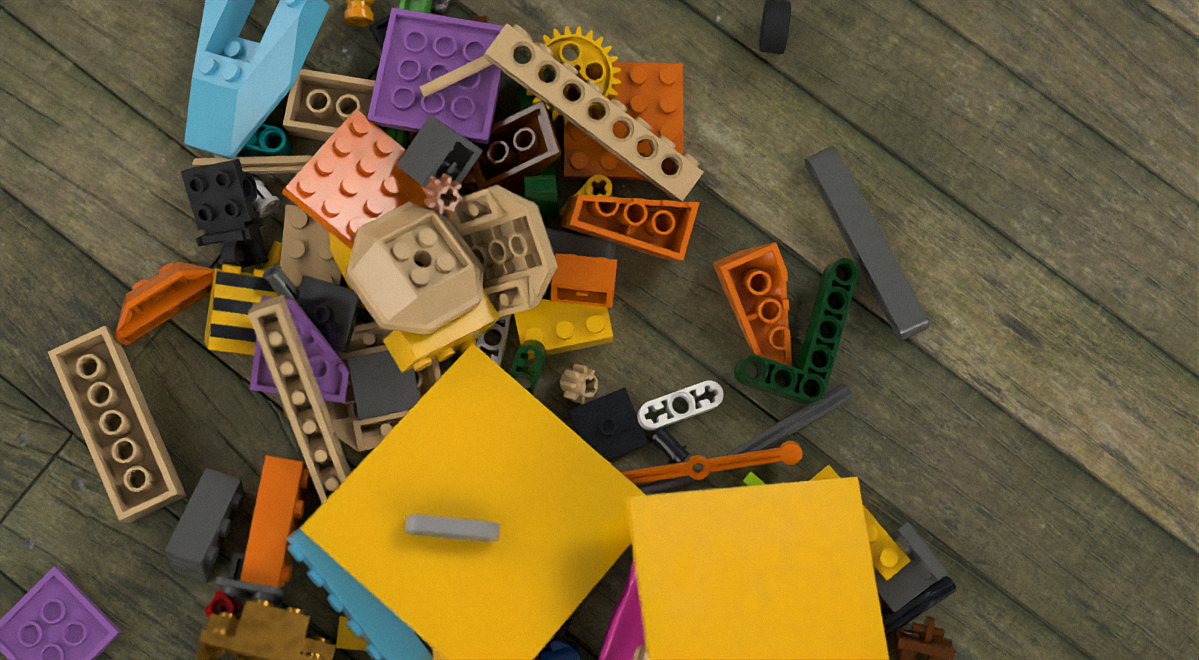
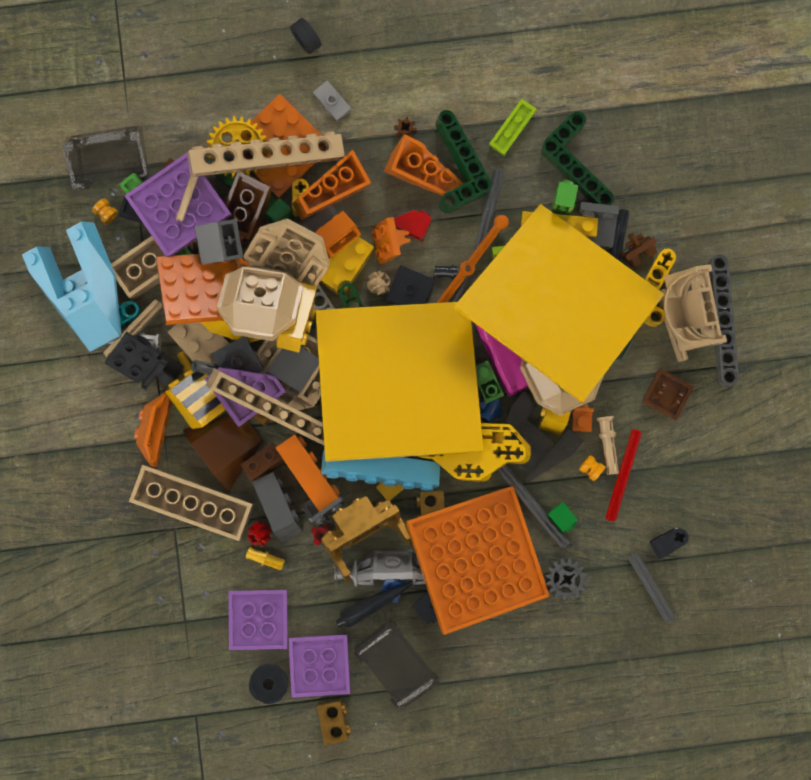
camera: 45 degrees left, 5 degrees up
(133, 570) = (265, 558): none -> yellow axle
(153, 535) = (259, 533): none -> red gear
(216, 399) = (224, 447): none -> reddish brown wedge
(238, 457) = (263, 462): none -> reddish brown brick
(438, 200) = (238, 255): nougat gear -> none
(452, 528) = (390, 396): light grey beam -> none
(587, 625) = (487, 382): none -> bright green slope
(637, 345) = (388, 240): none -> orange plate
(685, 354) = (415, 223): none -> red slope
(698, 390) = (431, 263): white beam -> none
(733, 127) = (332, 101): none -> light grey plate
(793, 236) = (405, 123): none -> reddish brown gear
(867, 243) = (442, 96): dark grey beam -> none
(893, 497) = (564, 197): none -> bright green brick
(913, 356) = (512, 127): none -> lime plate
(944, 469) = (574, 164): none -> dark green beam

